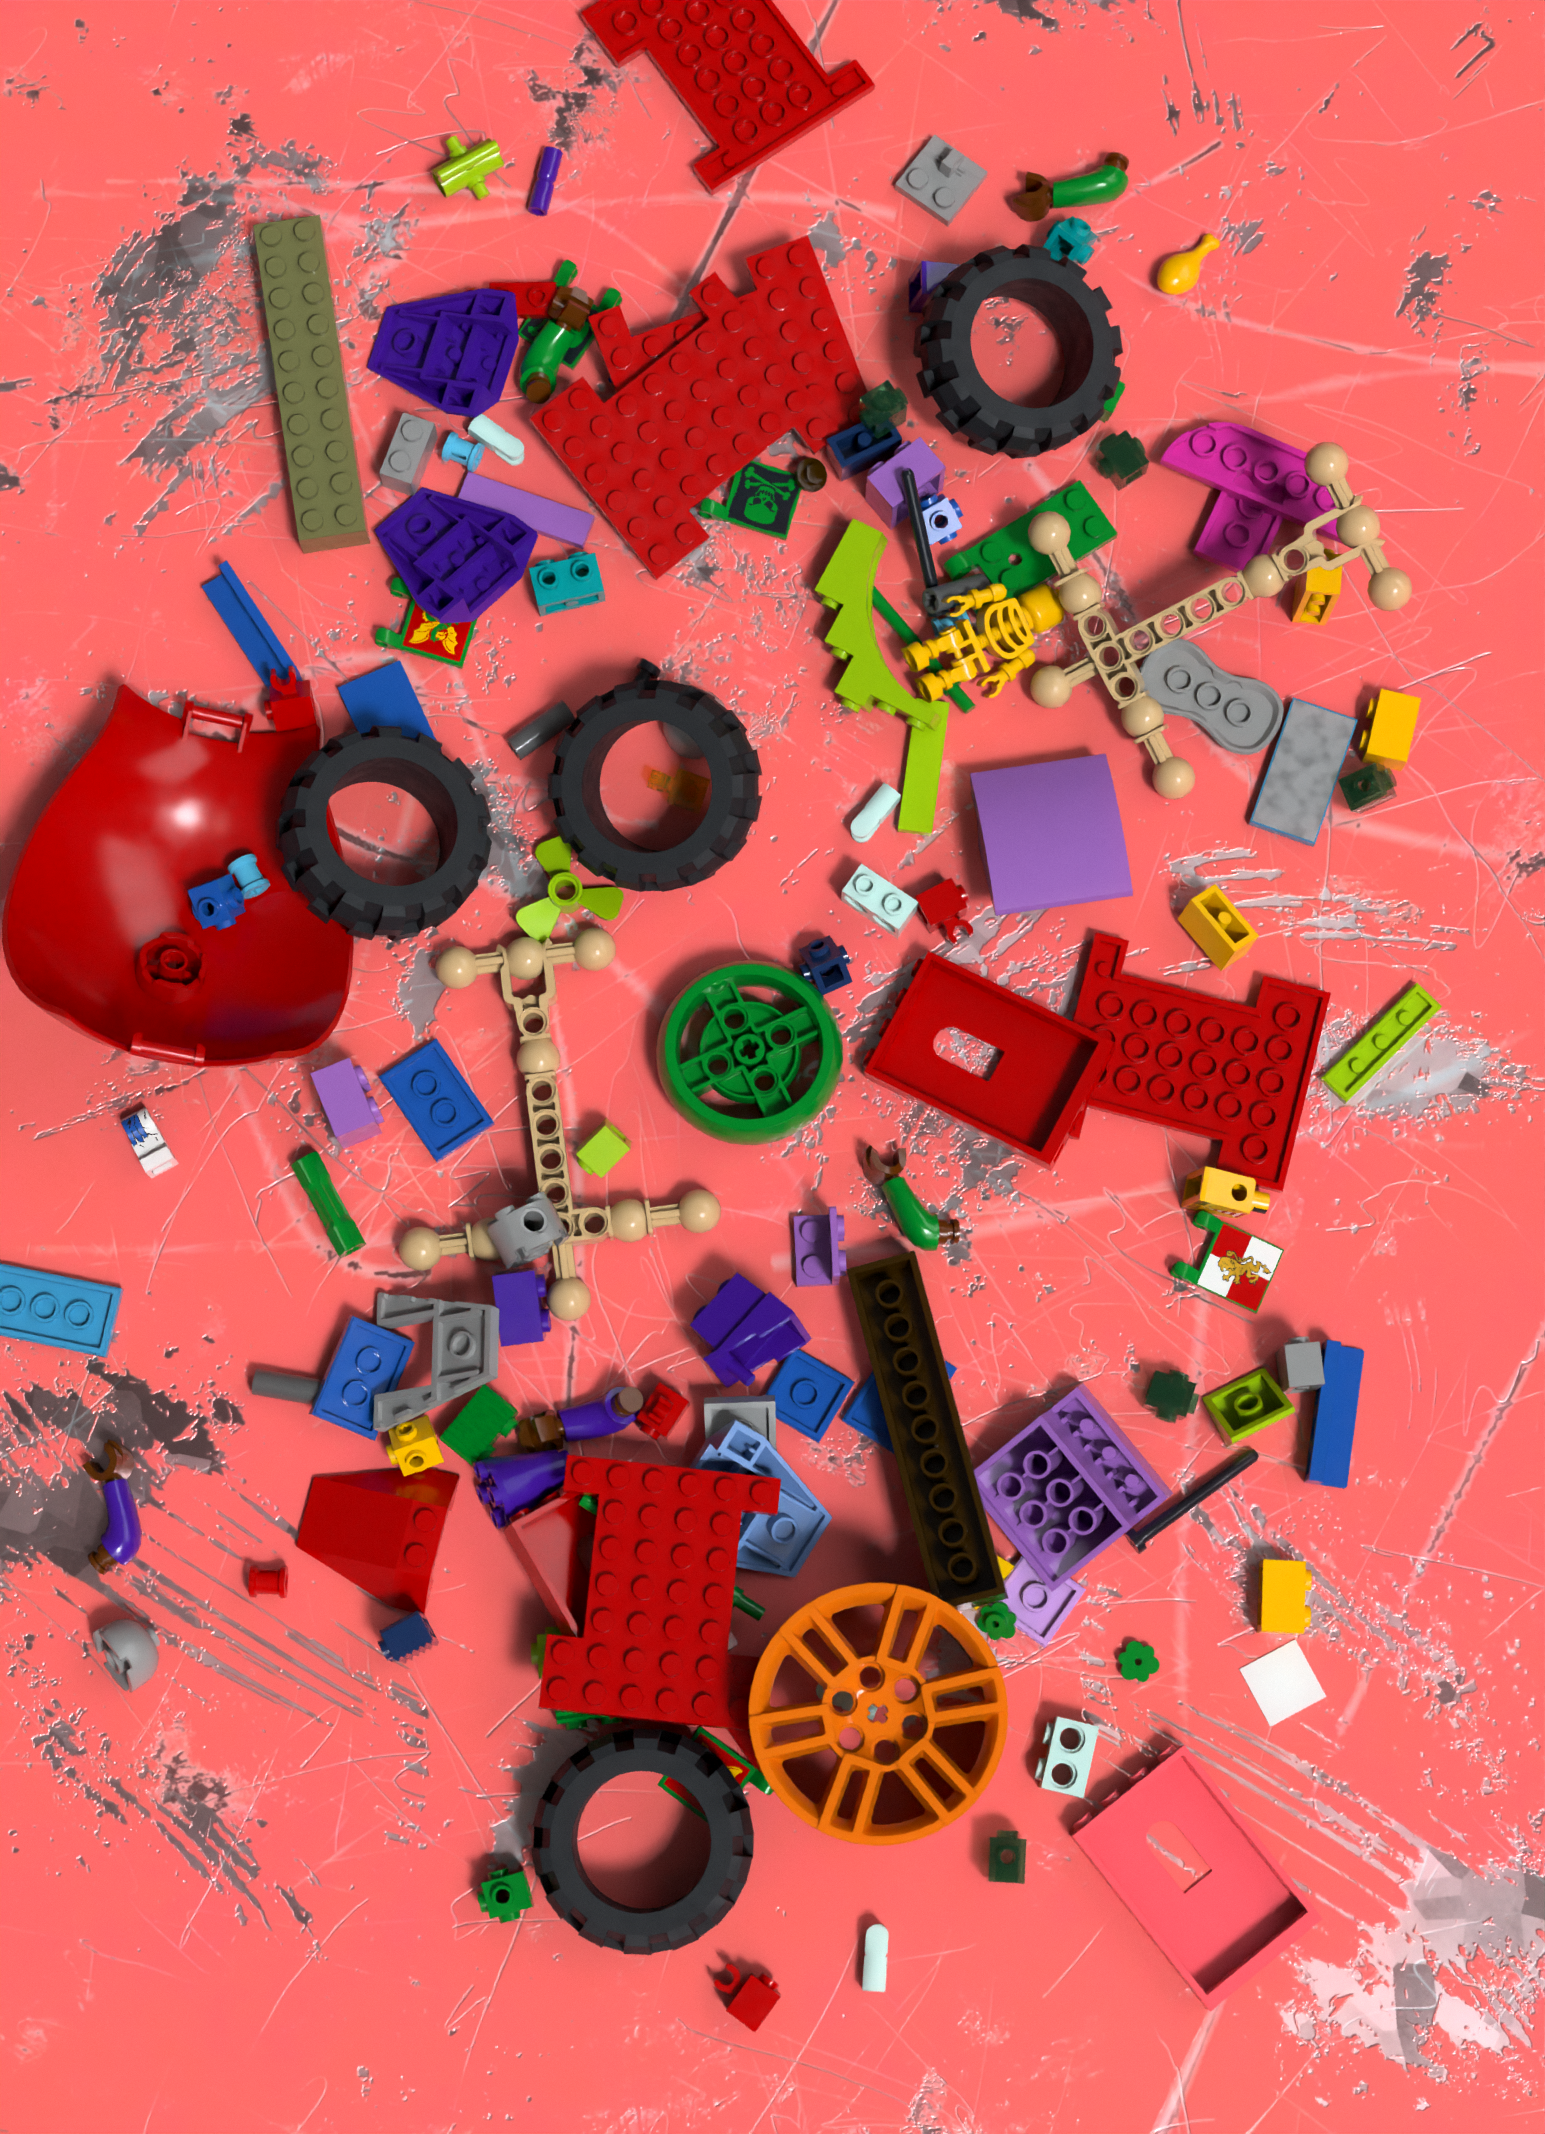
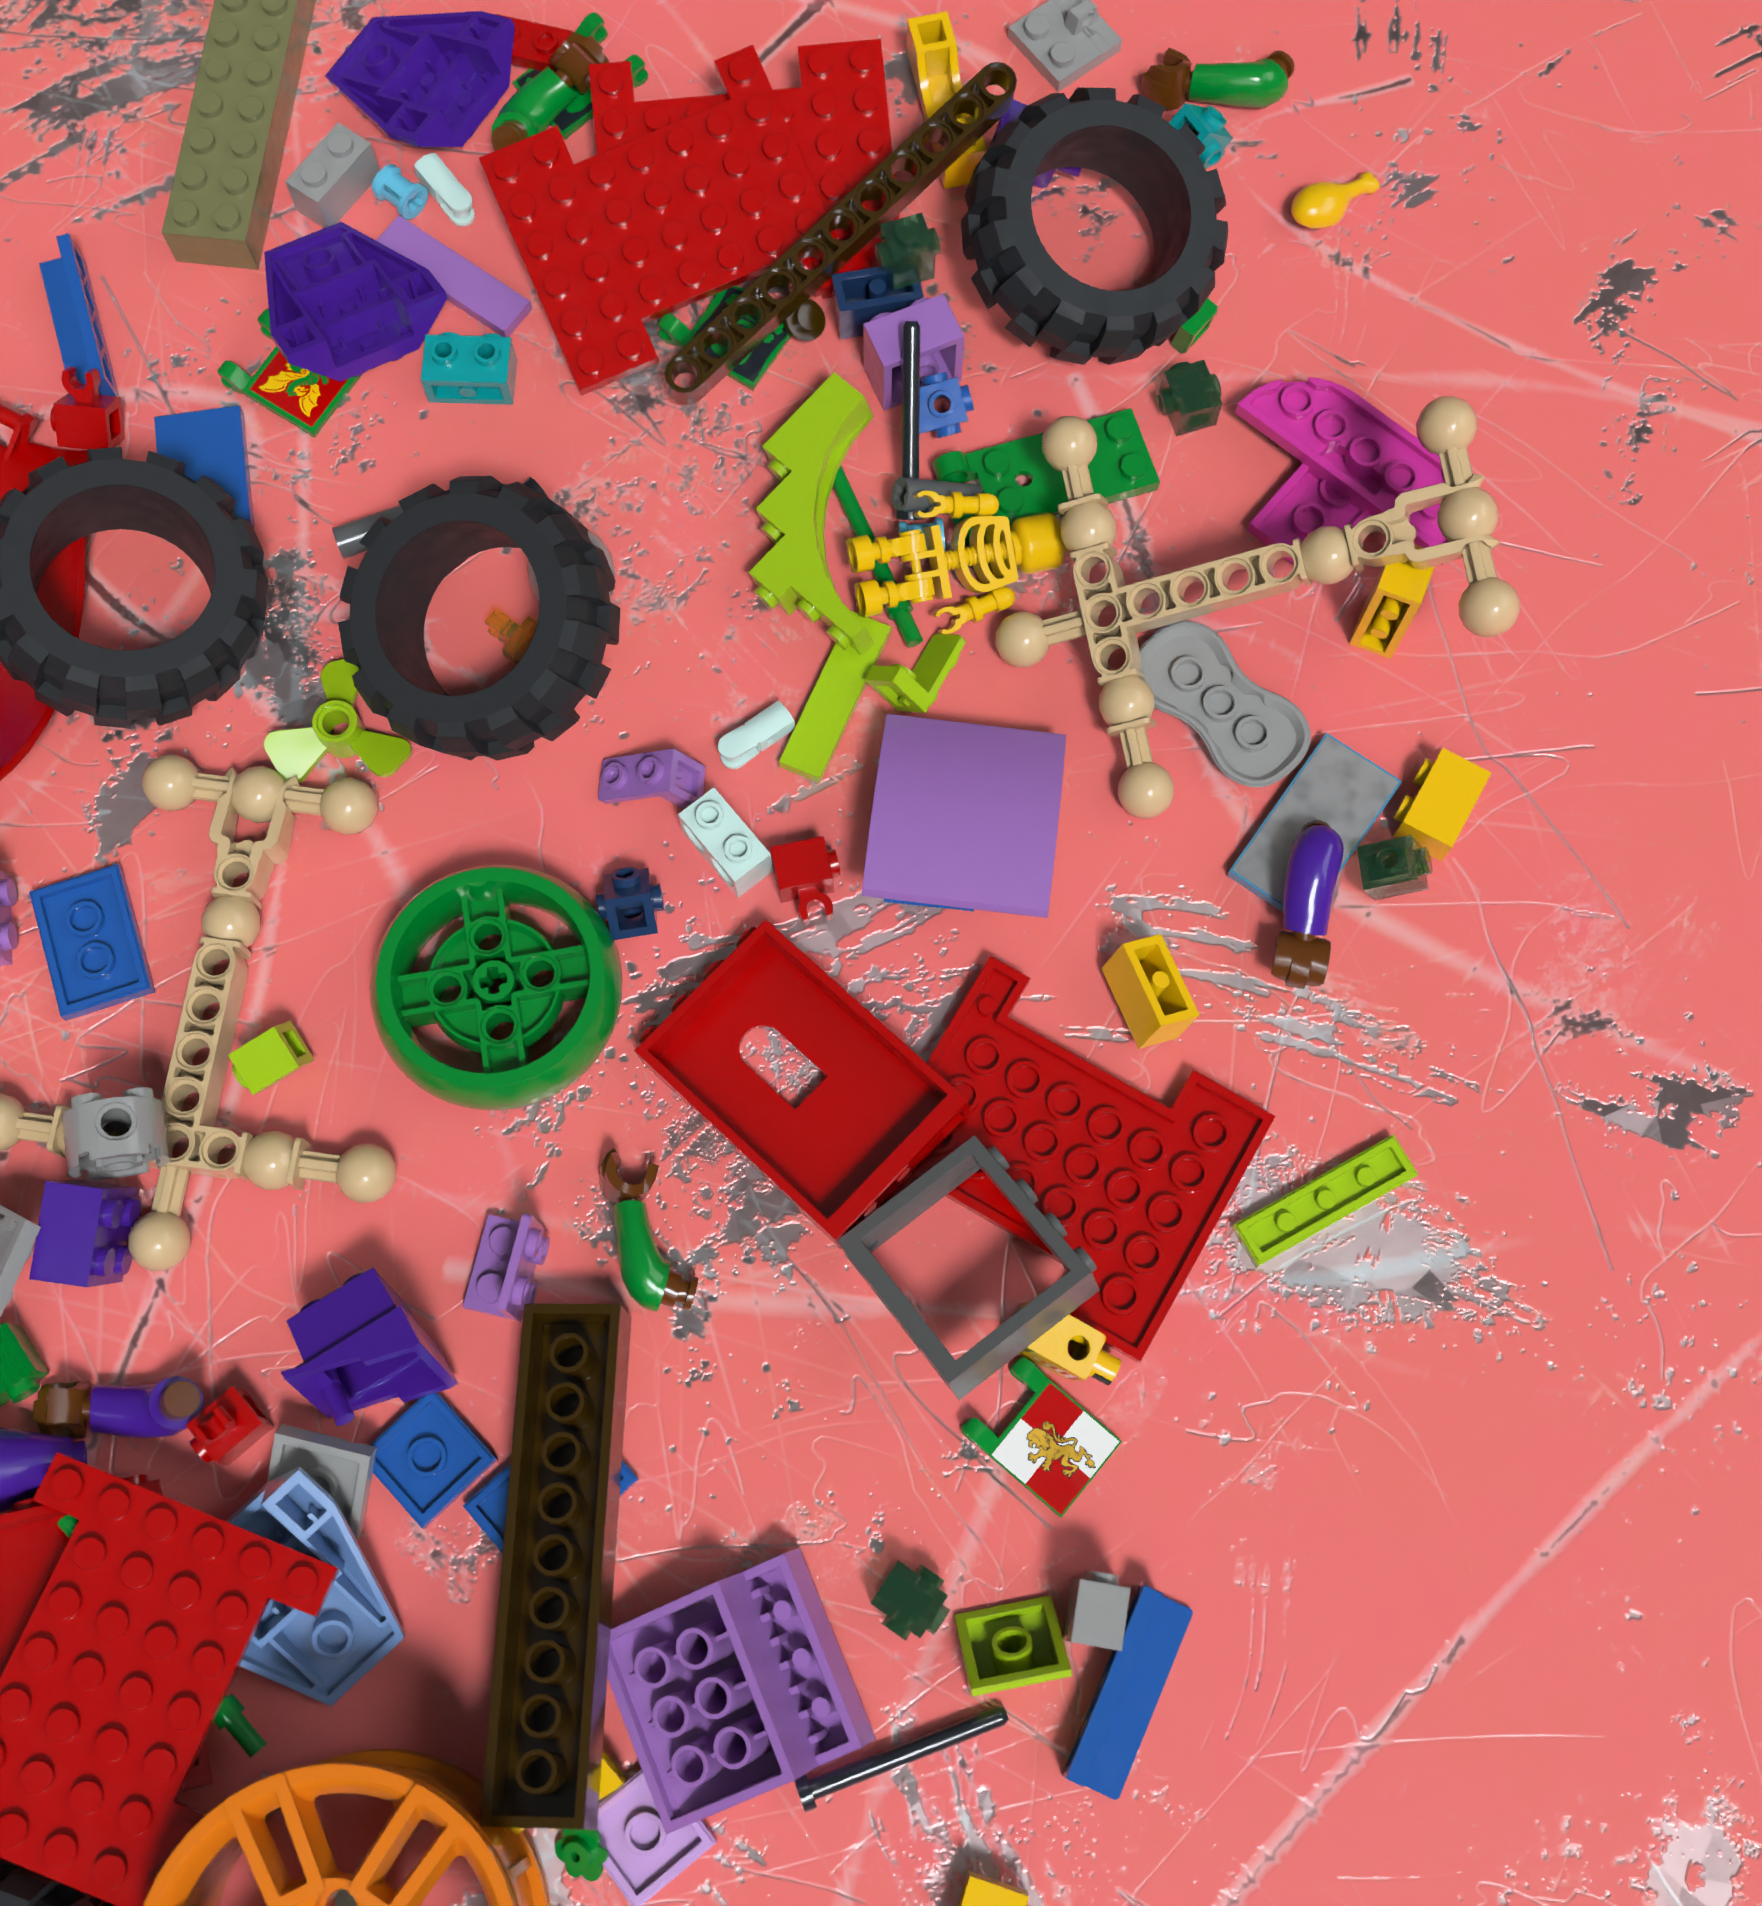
camera: 15 degrees right, 5 degrees down
(808, 866) = (652, 775): none -> medium lavender bracket
(839, 395) = (847, 214): none -> dark brown beam
(876, 284) = (937, 78): none -> yellow arch
(985, 742) = (918, 688): none -> lime bracket
(1197, 1192) = (1017, 1331): none -> dark grey window
(1312, 826) = (1307, 902): none -> dark purple piece

